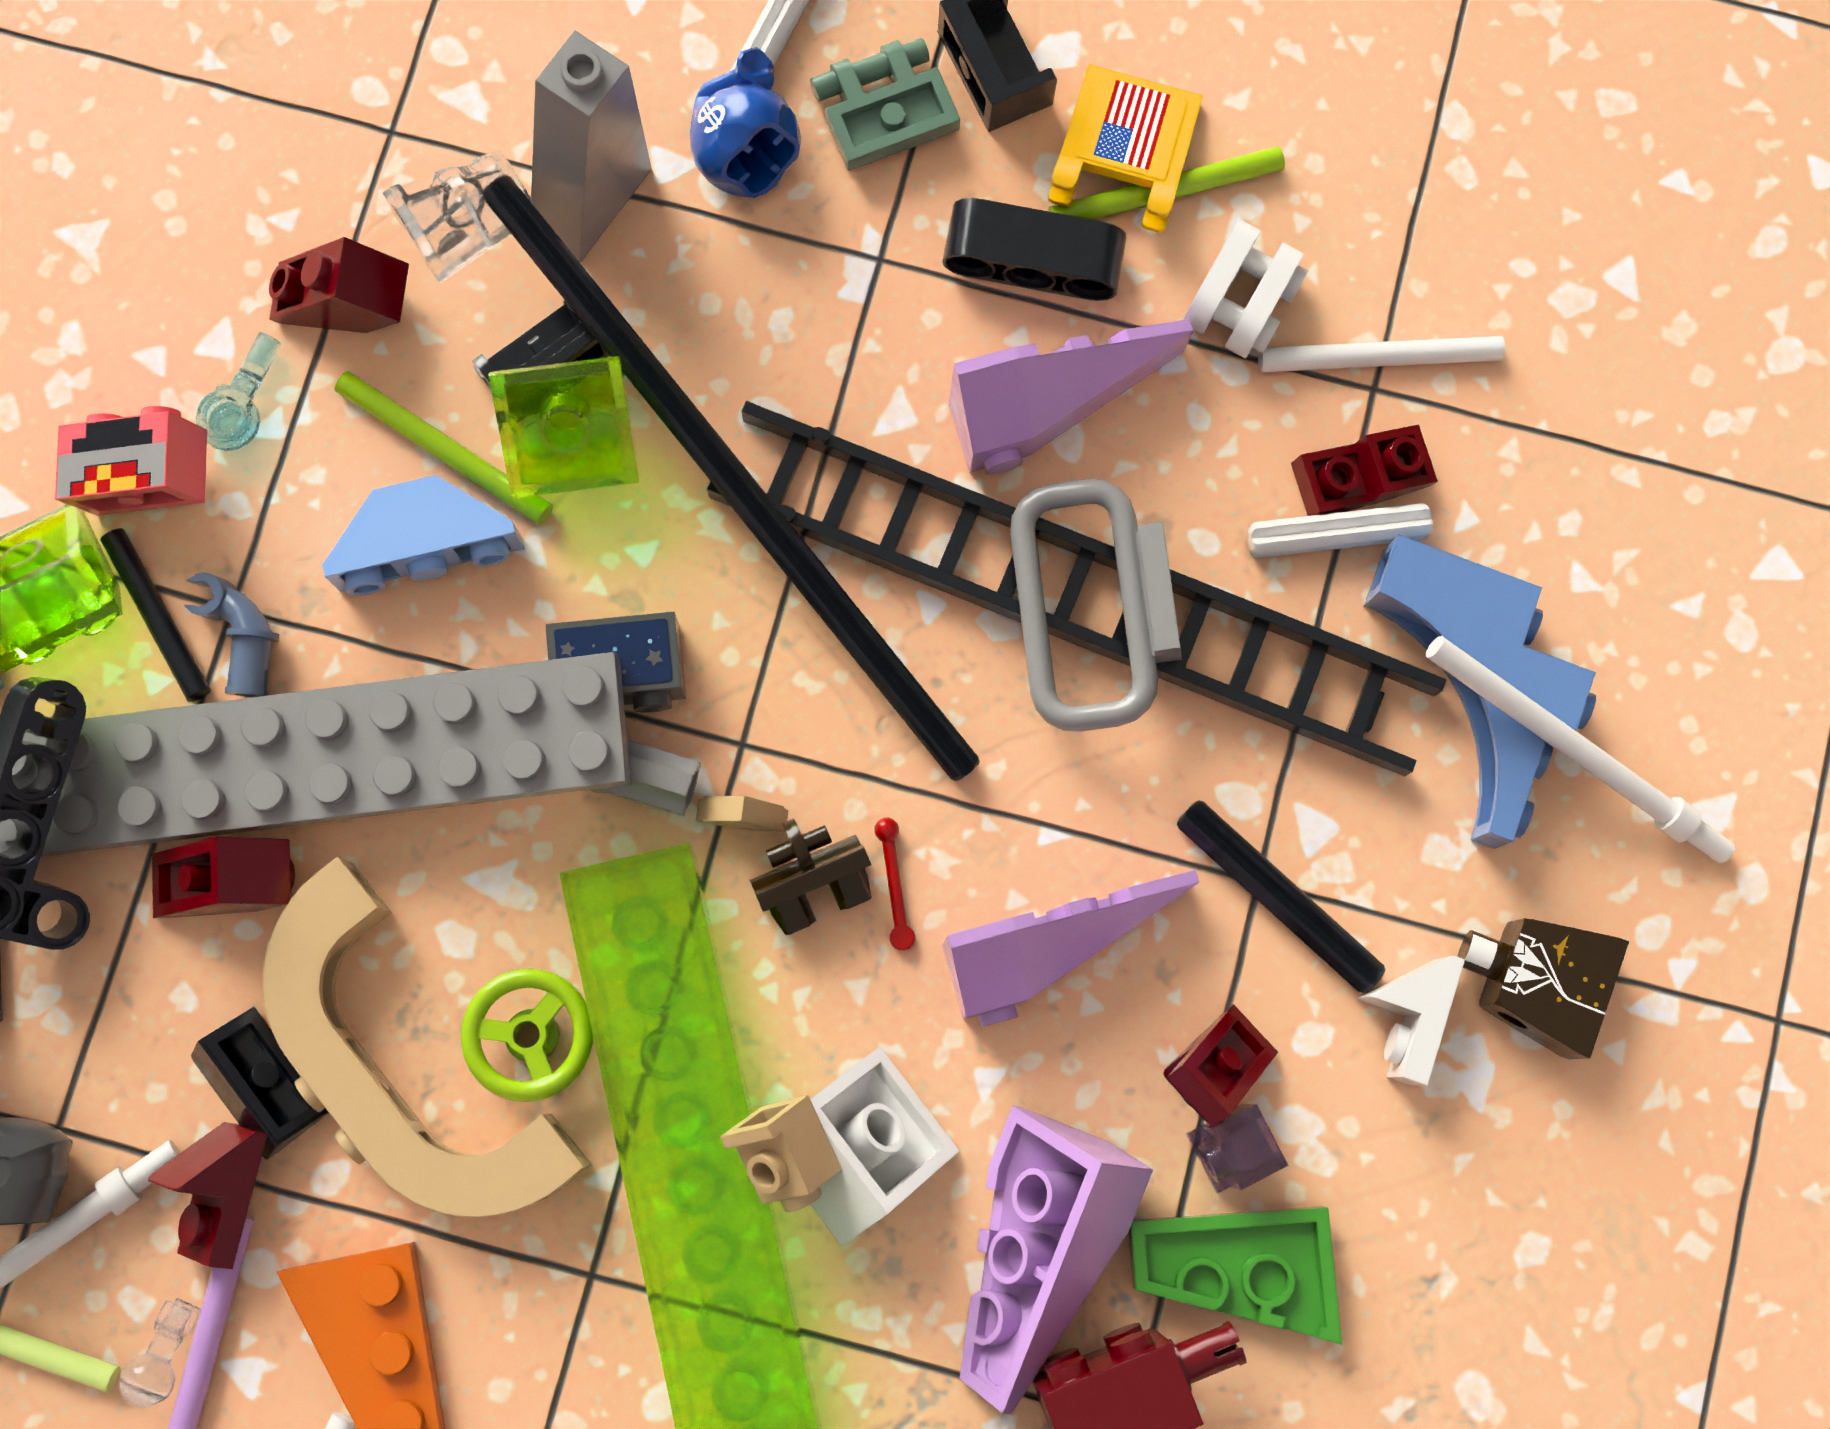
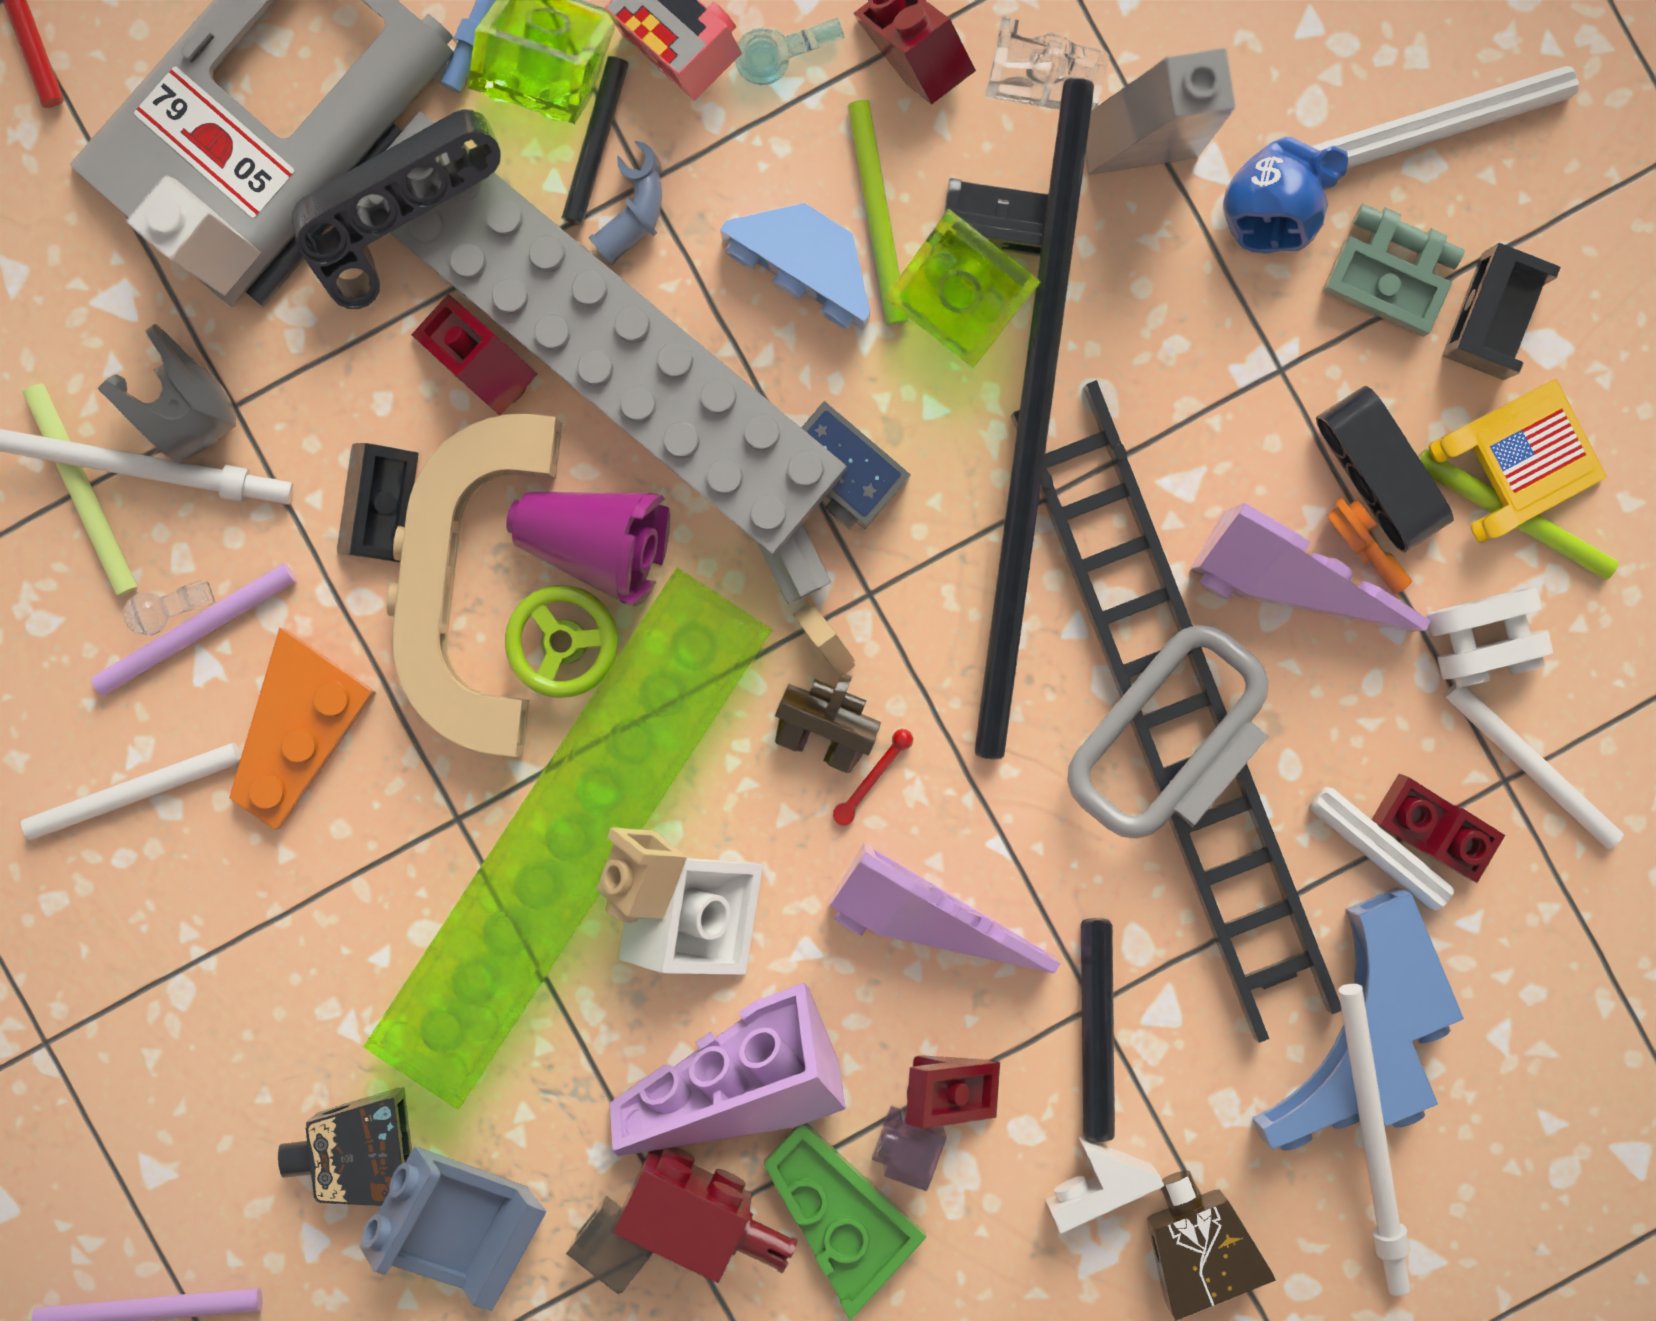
camera: 55 degrees right, 10 degrees up
(221, 1178) = (298, 540): dark red slope -> none
(469, 920) = (595, 537): none -> magenta cone
(1058, 313) = (1354, 526): none -> orange plate

